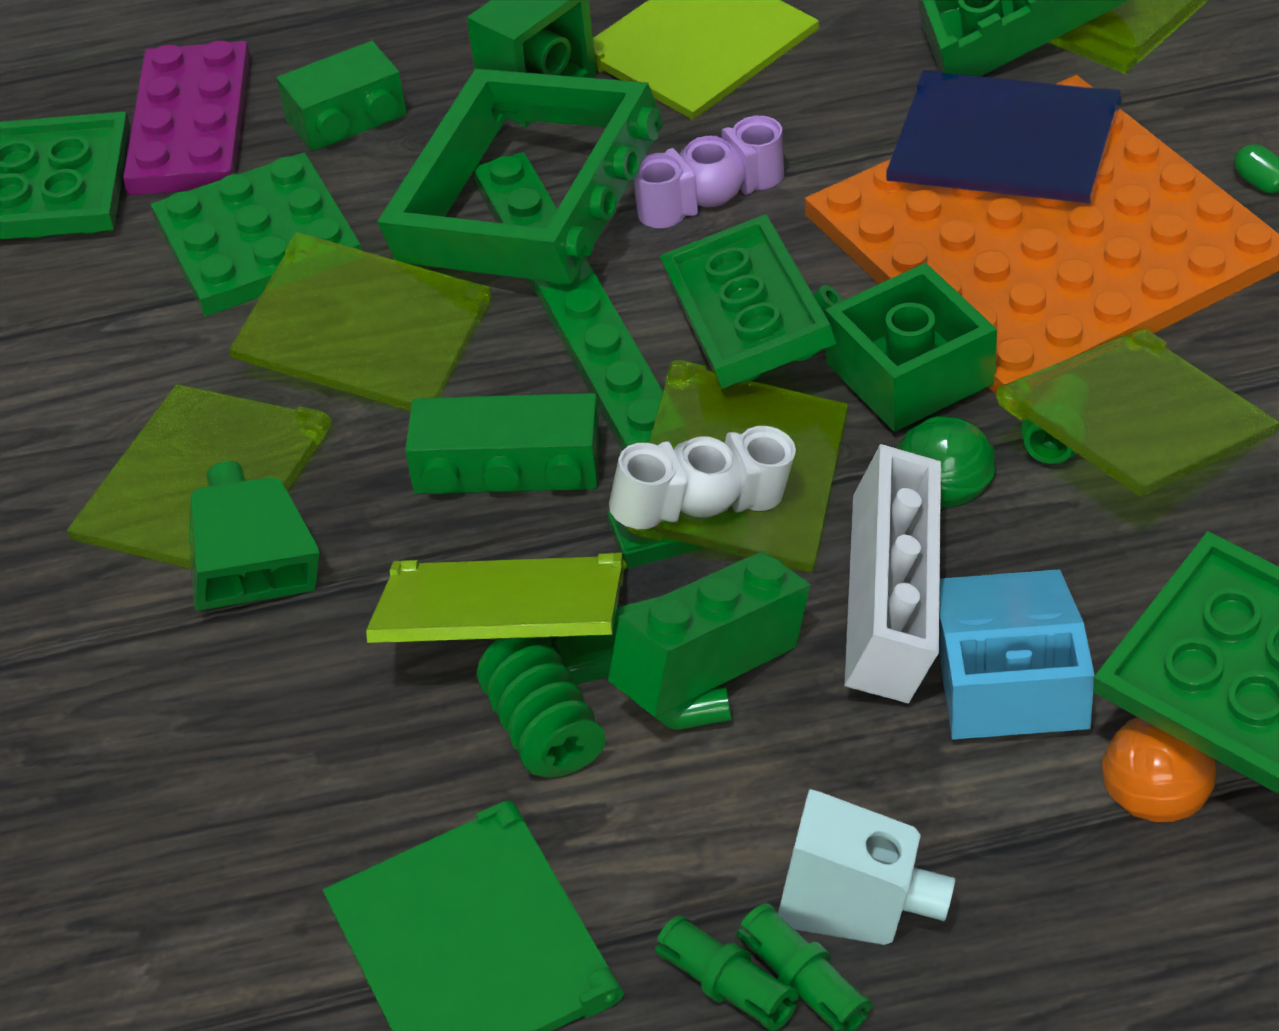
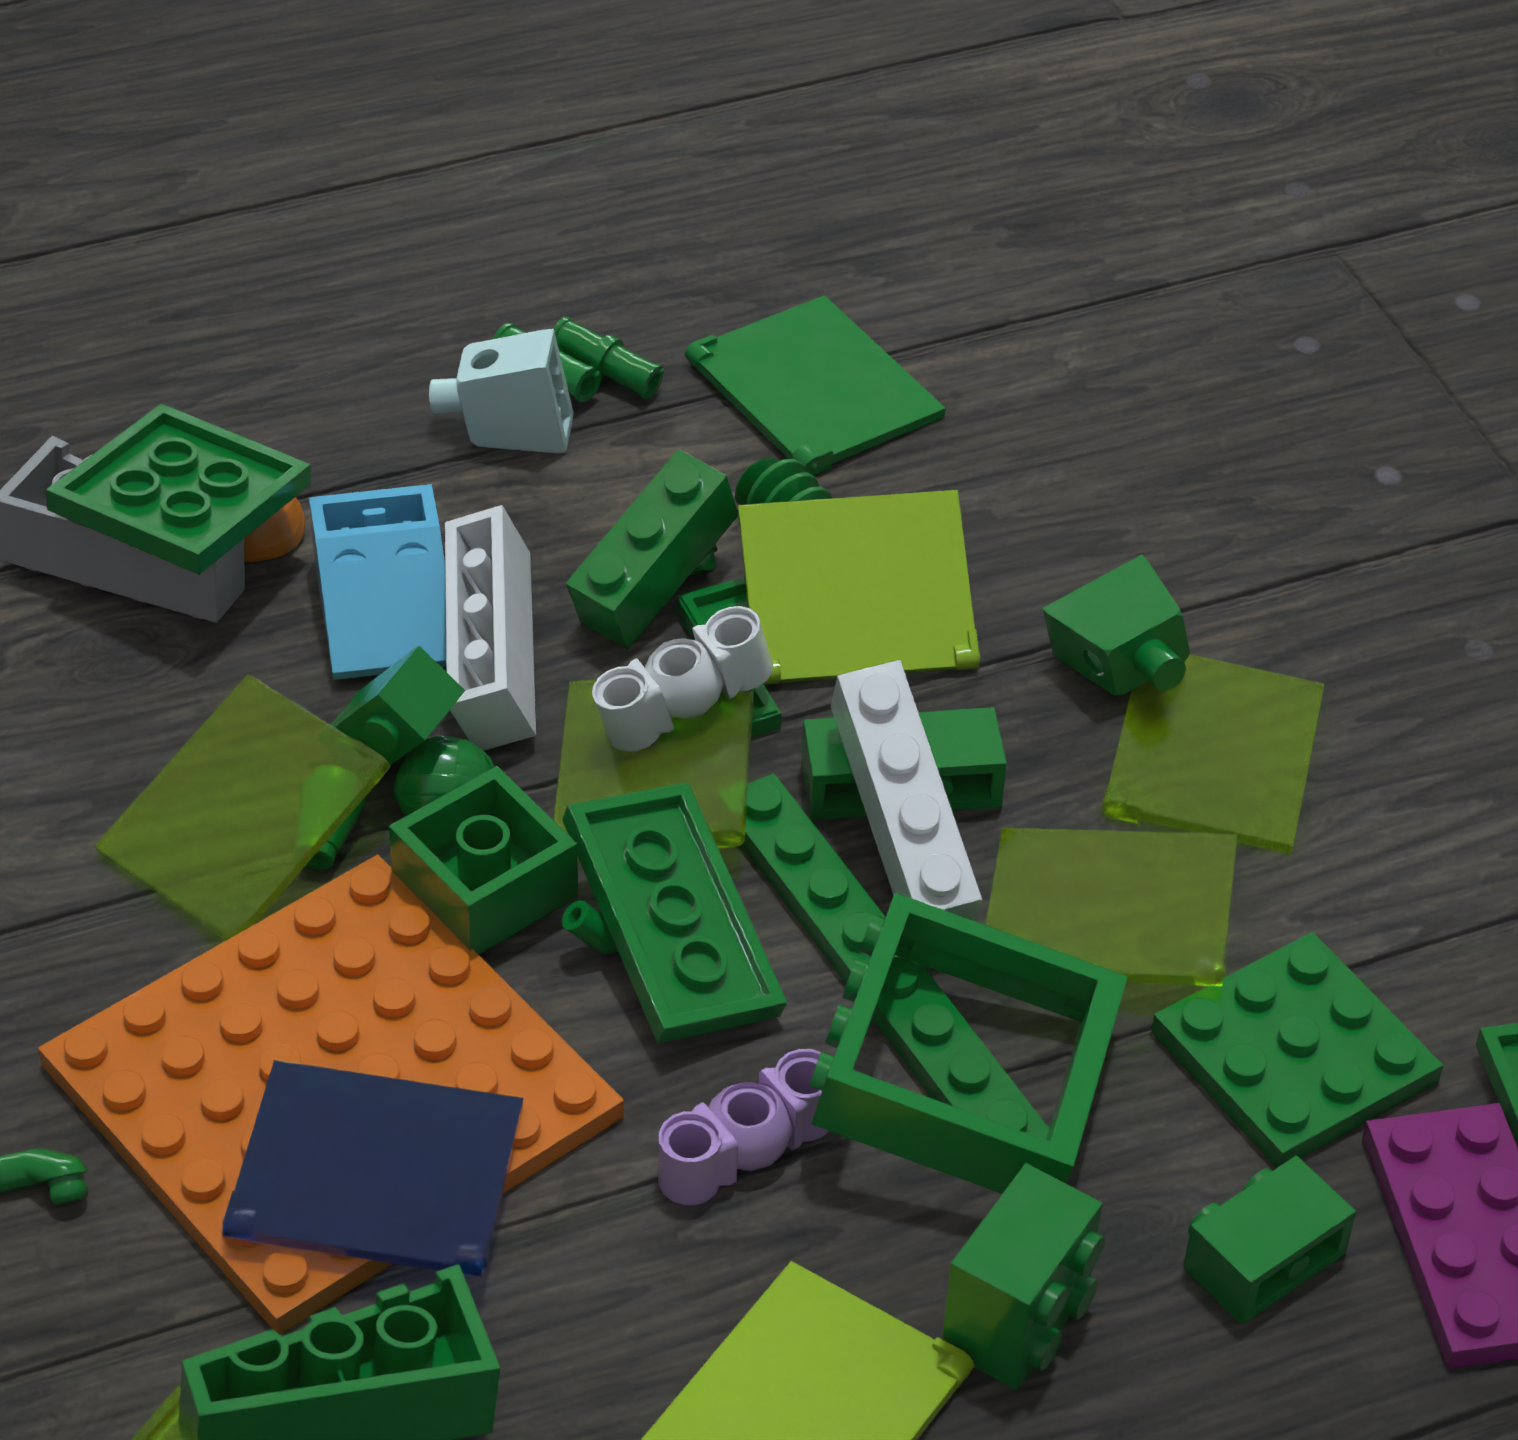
camera: 165 degrees right, 0 degrees up
(521, 345) = (903, 789): none -> white brick
(997, 454) = (400, 706): none -> green brick

